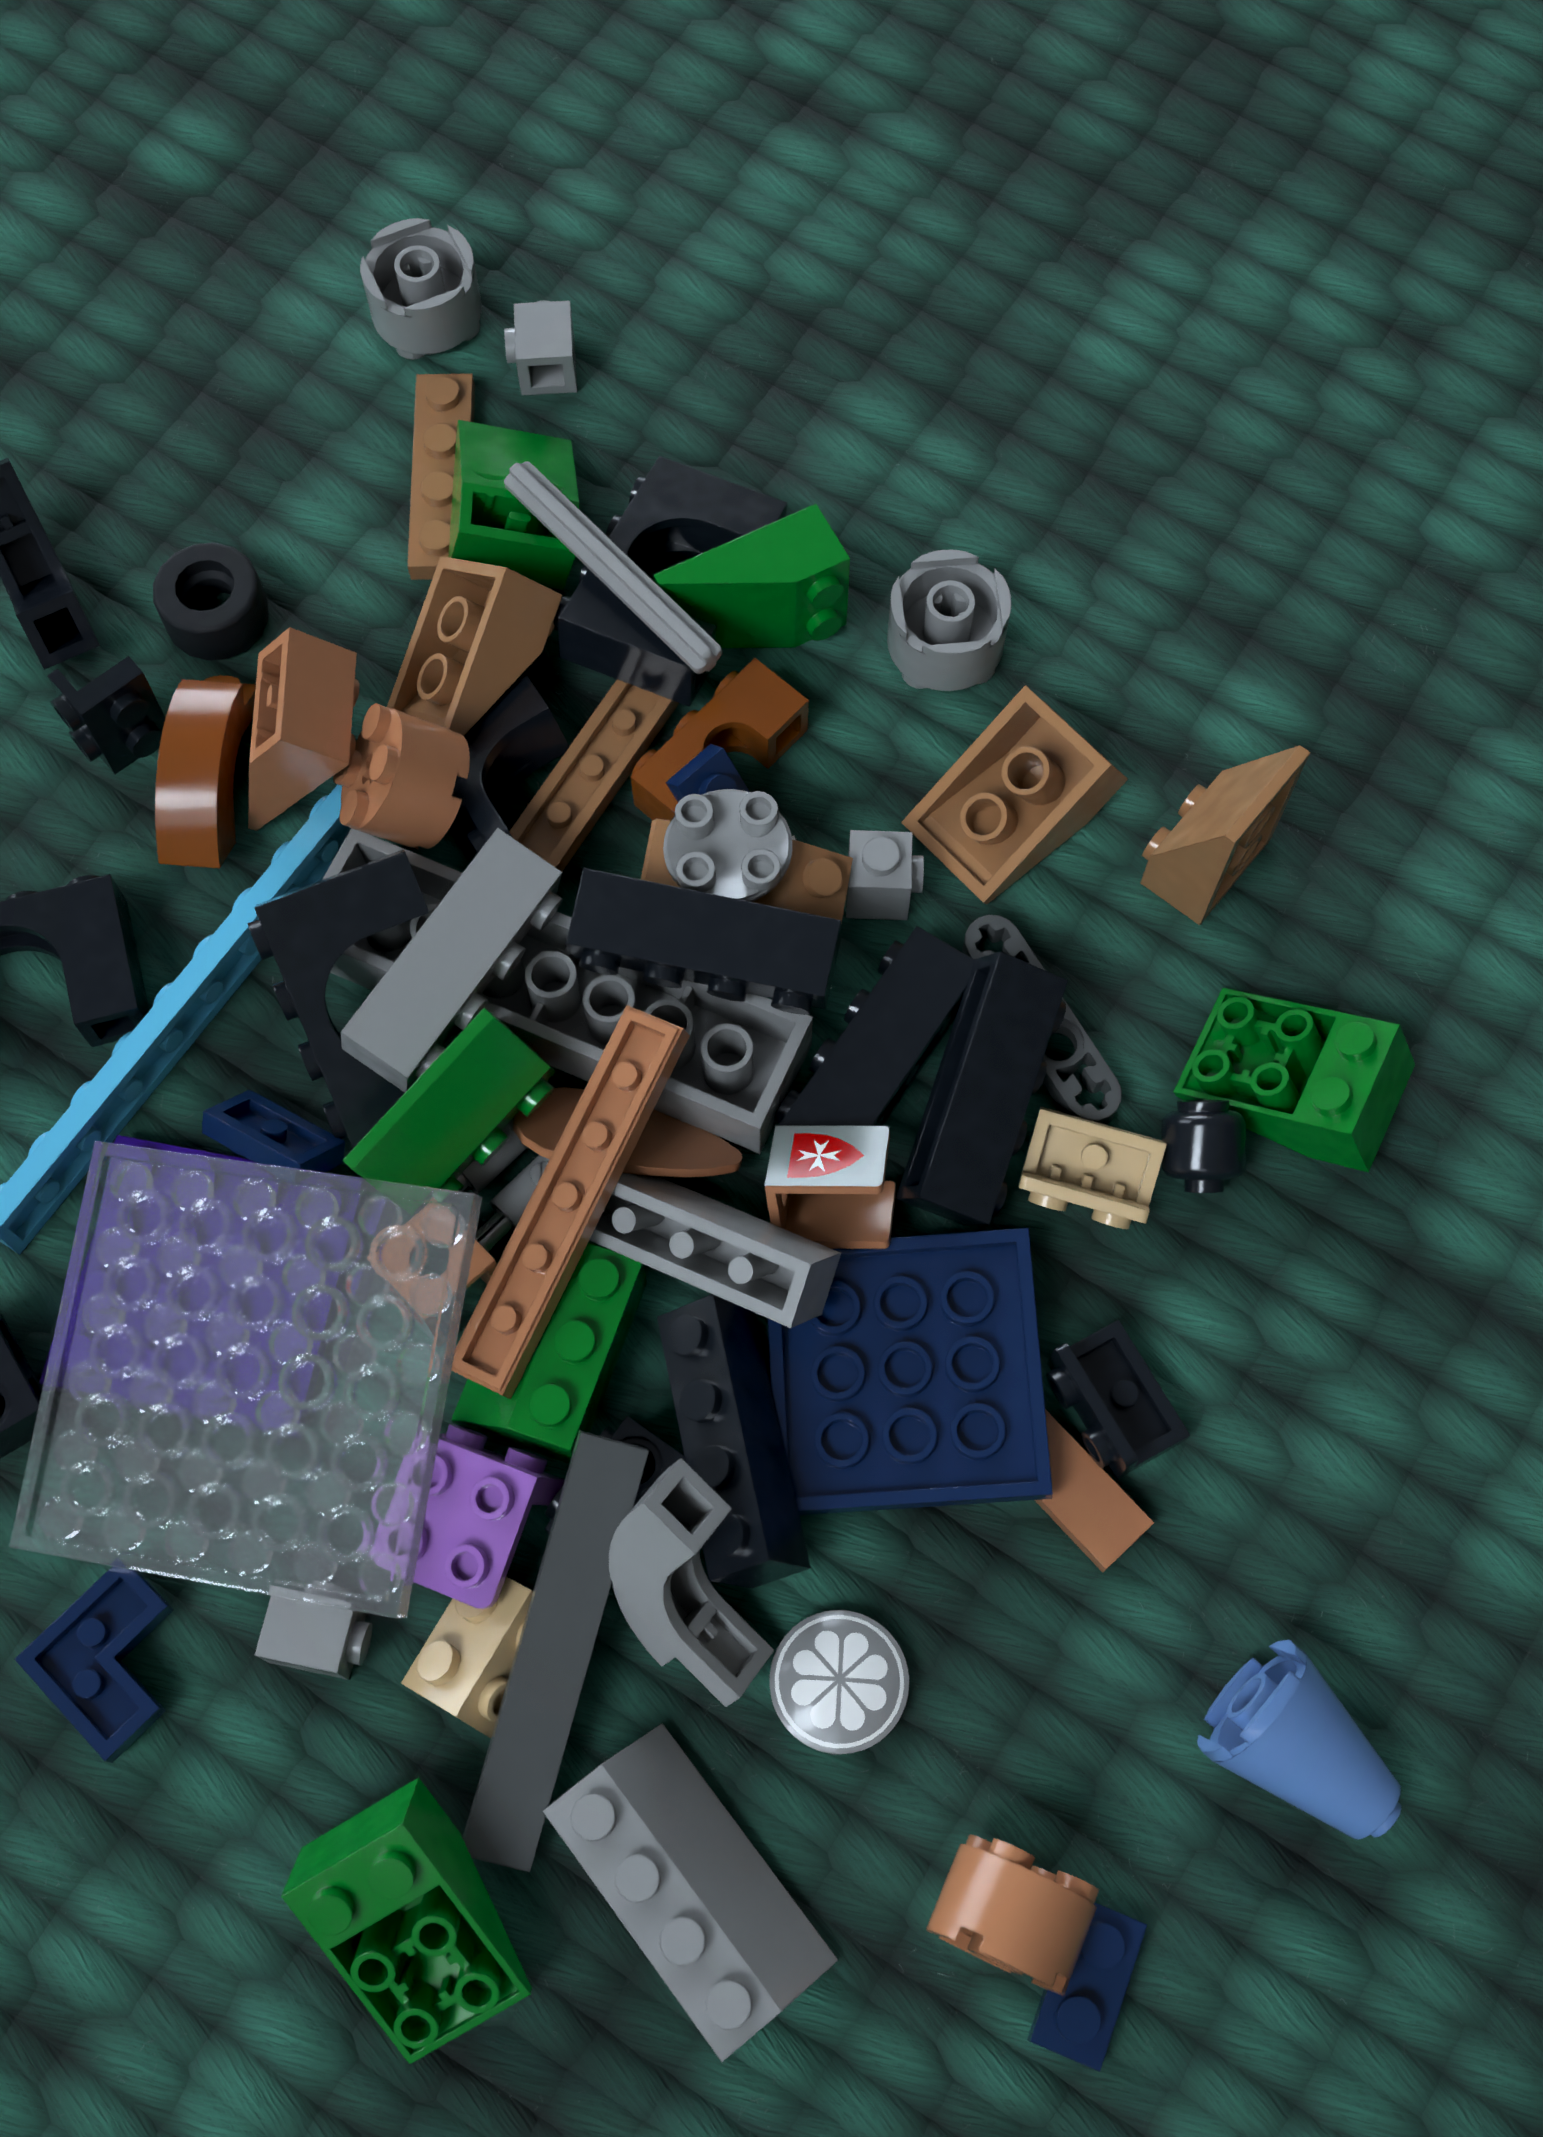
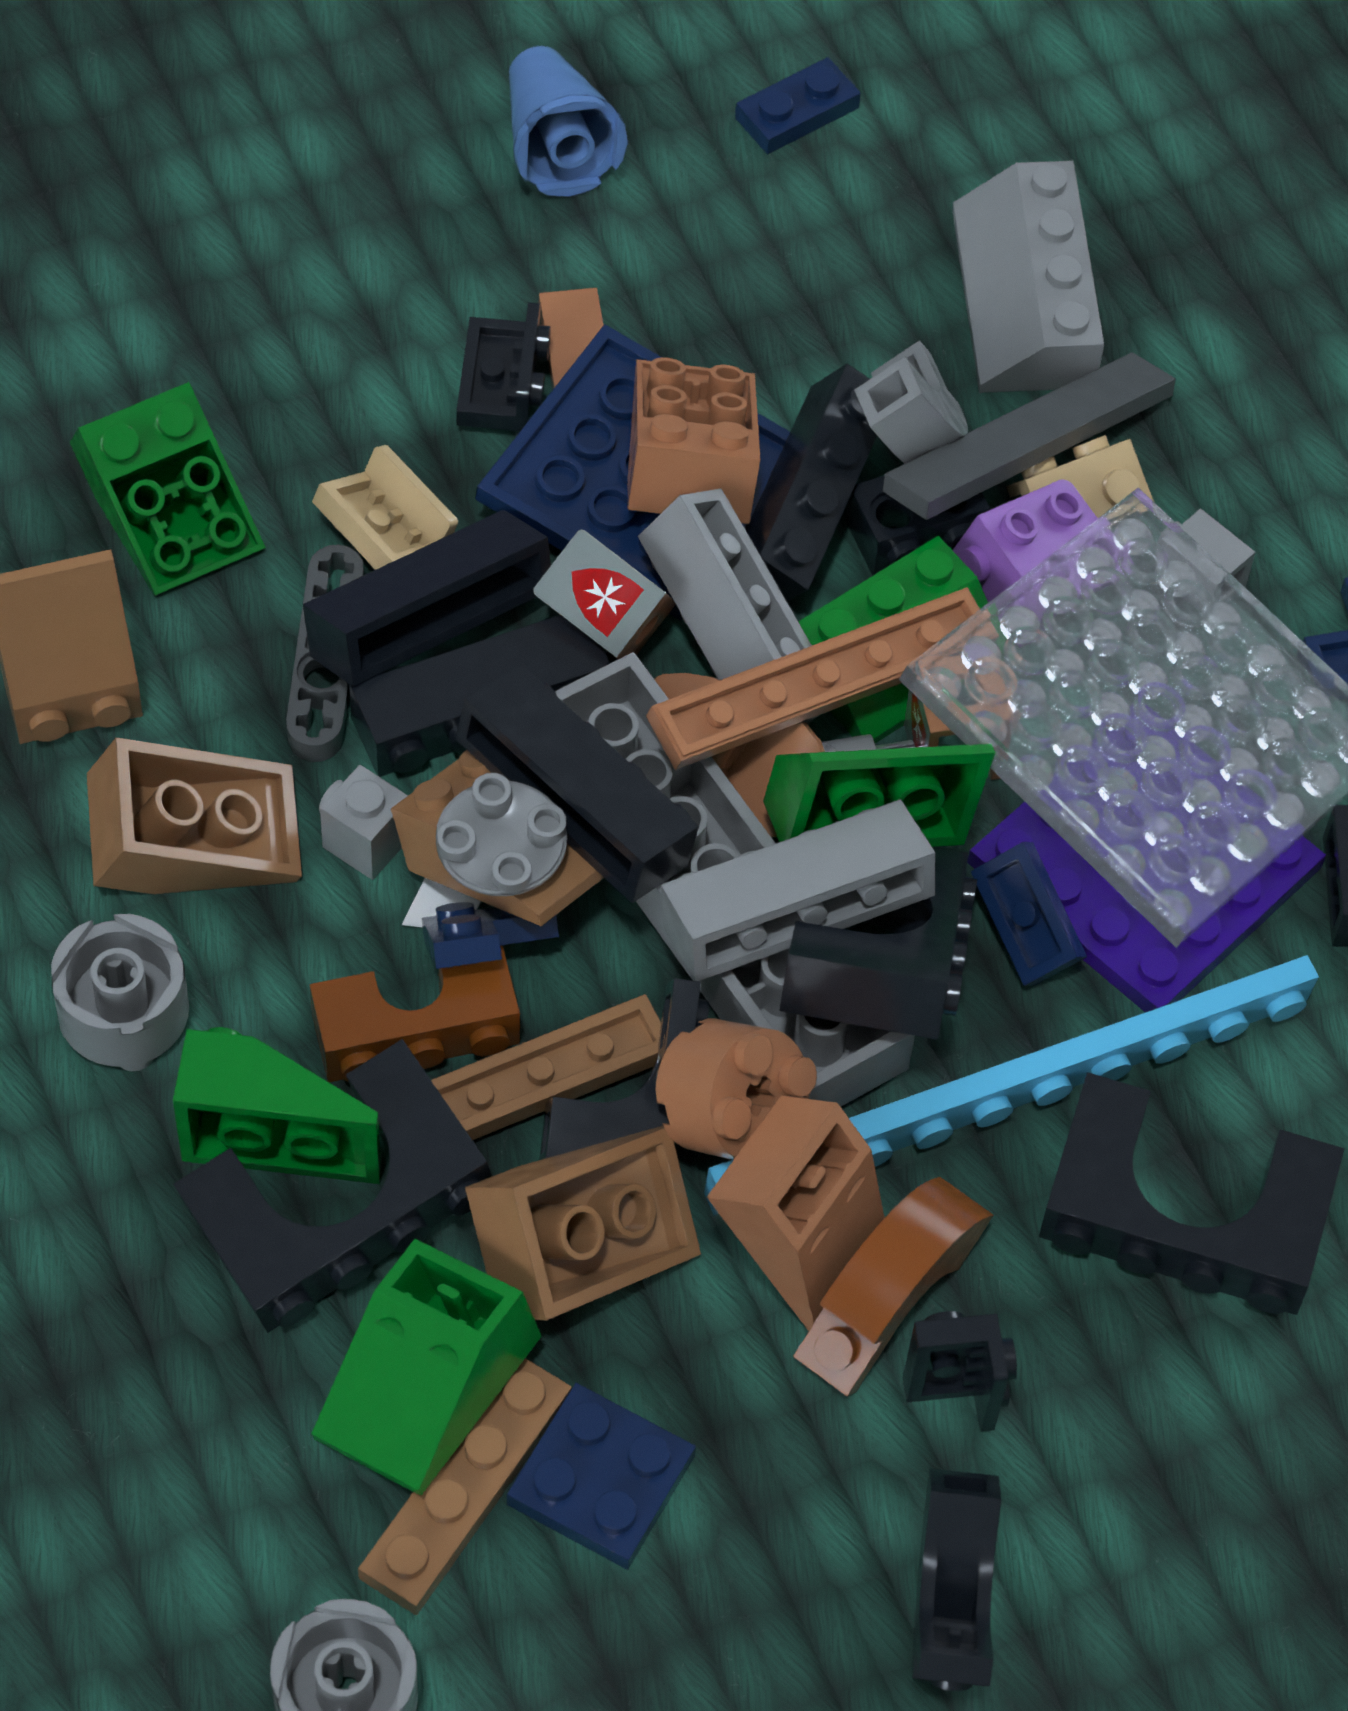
camera: 150 degrees left, 10 degrees down
(202, 572) = (798, 1423): black tyre -> none
(348, 532) = (601, 1475): none -> dark blue plate
(407, 1921) = (1235, 362): green slope -> none
(543, 347) = (264, 1545): light grey brick -> none
(613, 567) = (405, 1169): light grey axle -> none
(839, 1682) = (835, 329): dish -> none
(875, 1411) = (692, 435): none -> nougat slope
(1014, 1912) = (825, 133): nougat brick -> none
(1204, 1144) = (283, 481): black head -> none

